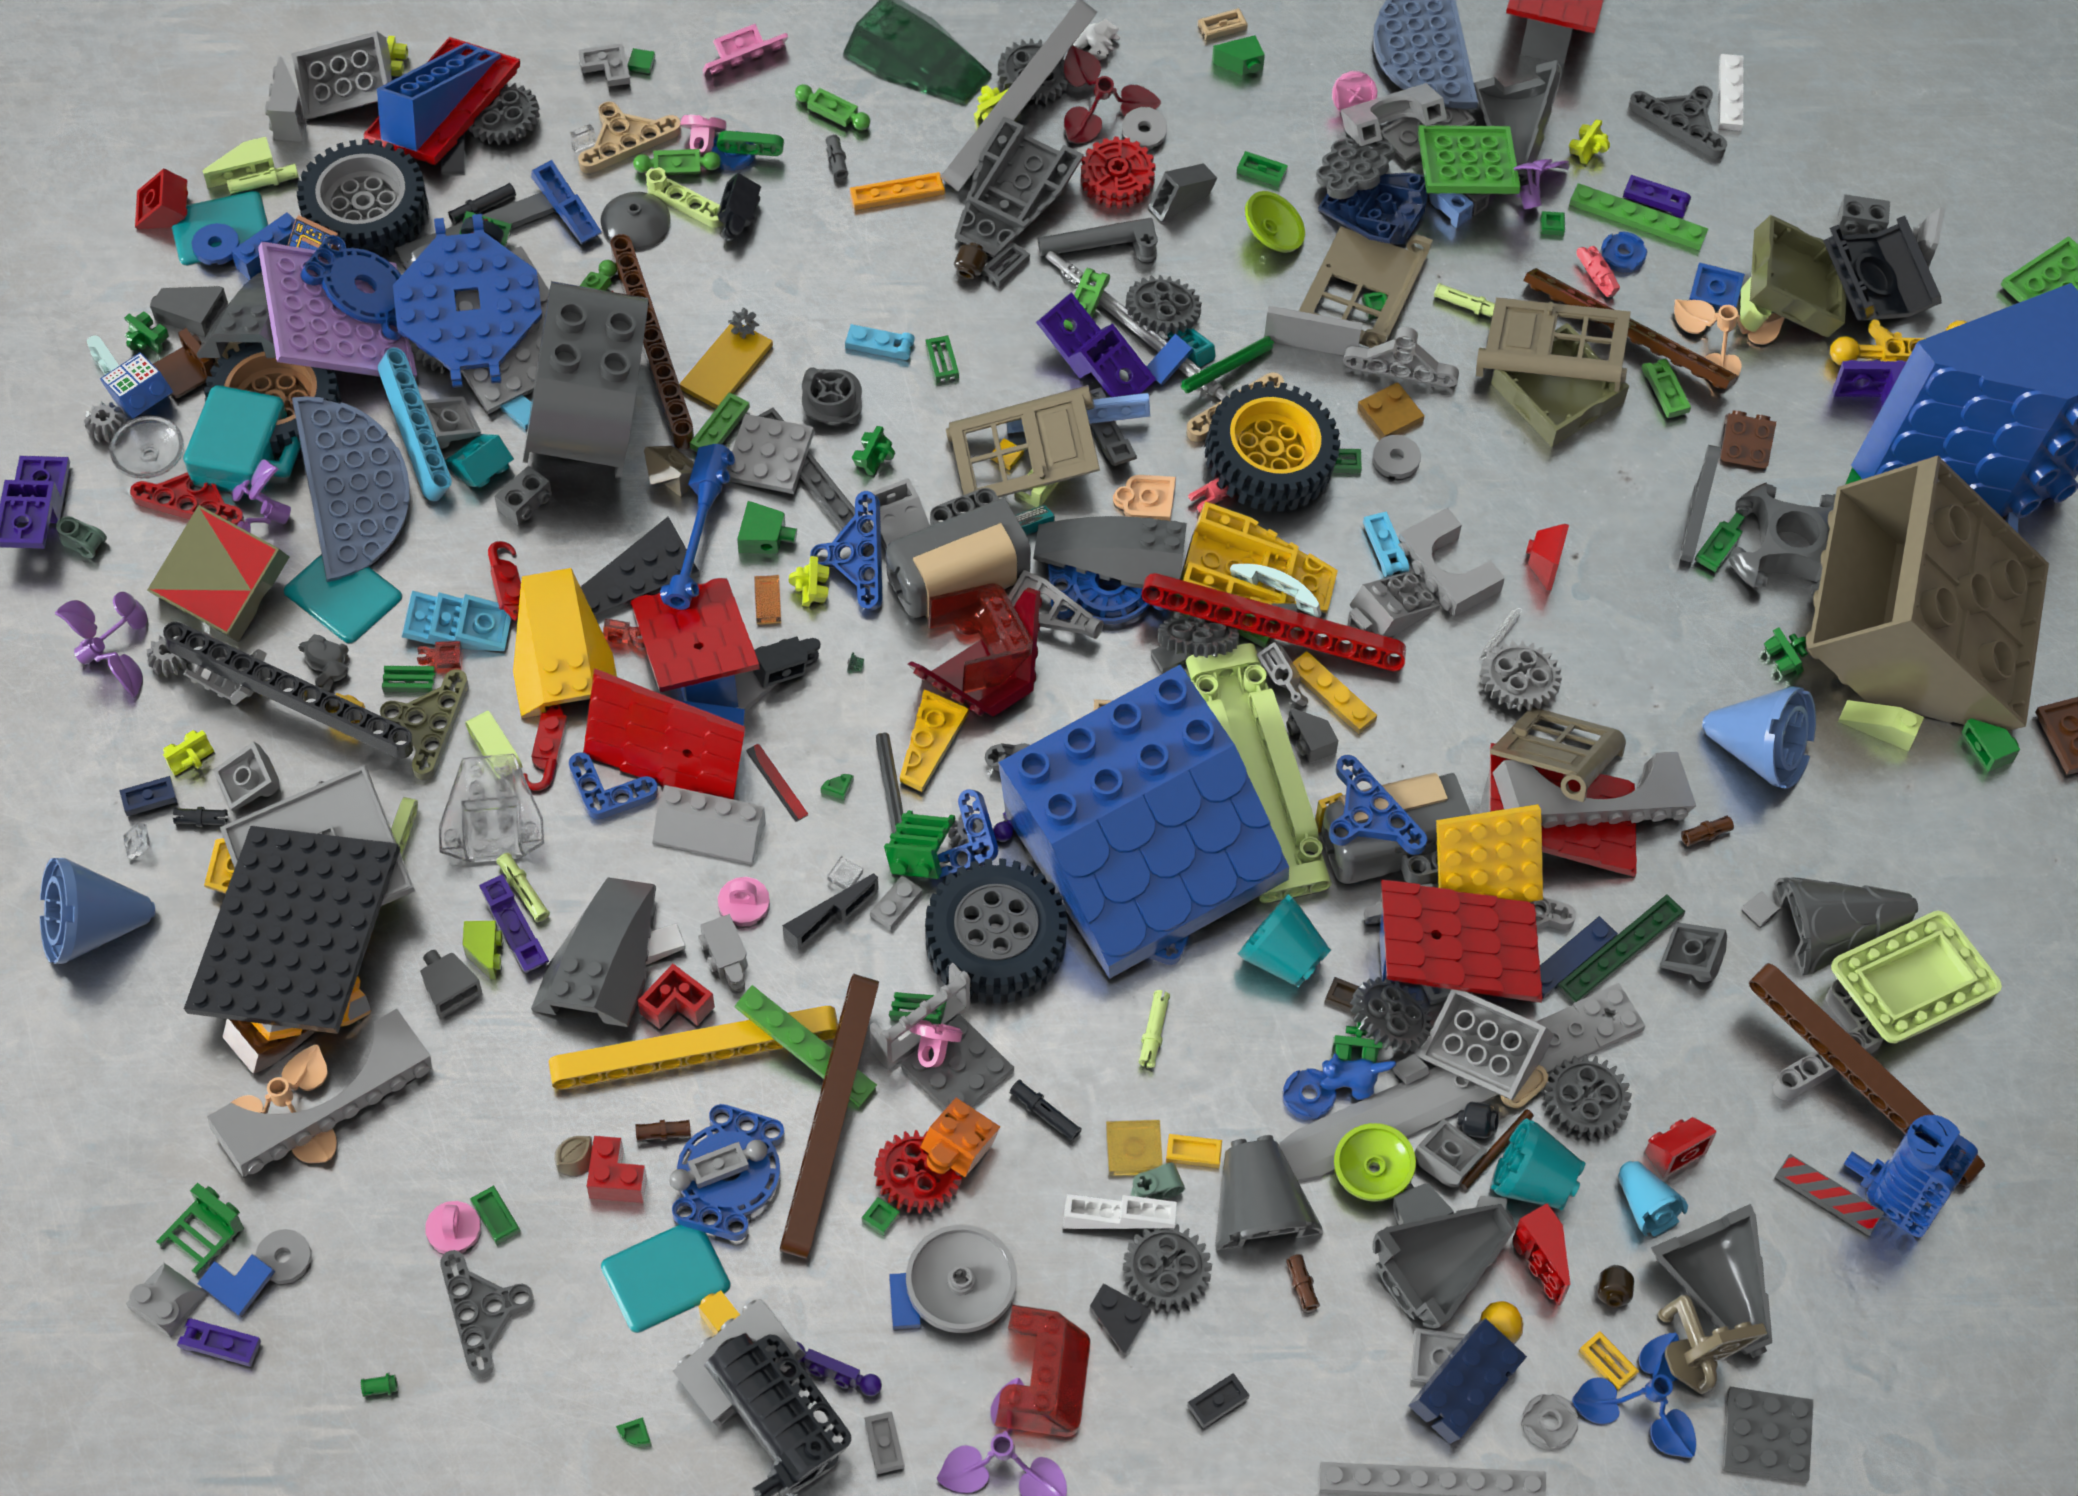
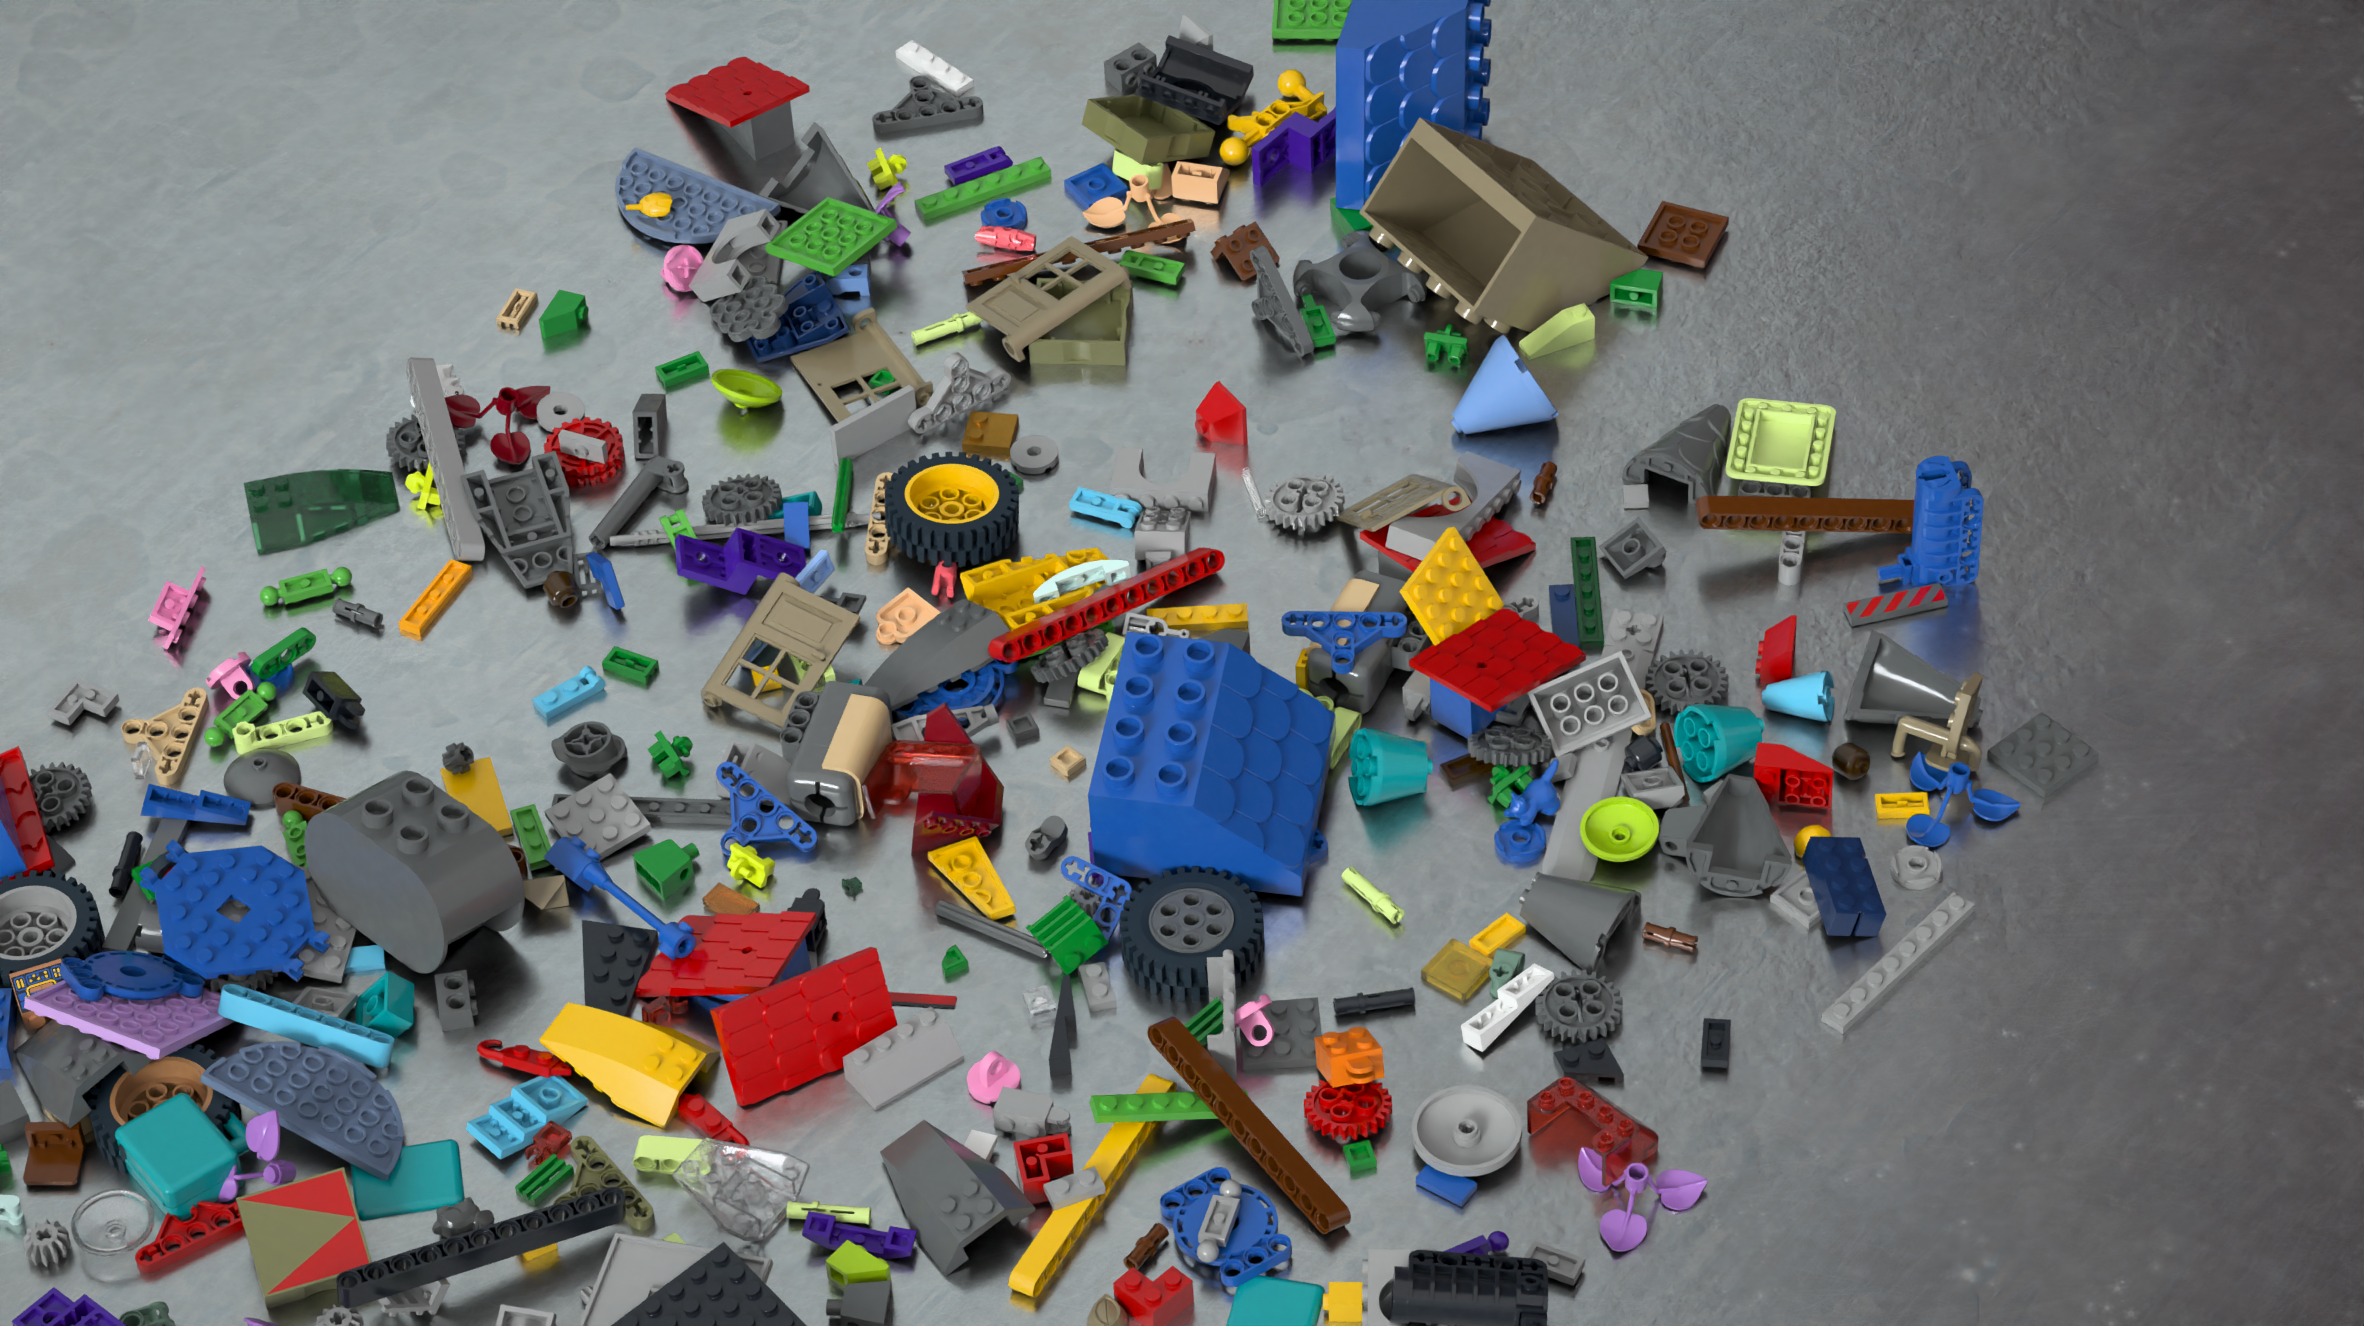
camera: 45 degrees left, 15 degrees down
(136, 385) = (42, 1193): blue slope -> none
(606, 798) = (803, 1113): blue beam -> none
(641, 60) = (106, 678): green tile -> none
(667, 1038) = (1074, 1188): none -> light grey plate
(999, 274) = (603, 572): none -> blue tile
(1108, 168) = (583, 446): none -> light grey plate
(1112, 657) = (1022, 727): none -> dark grey tile
(1398, 26) = (653, 205): none -> yellow piece
(1552, 223) = (931, 238): green tile -> none
(1789, 351) = (1198, 182): none -> light nougat slope

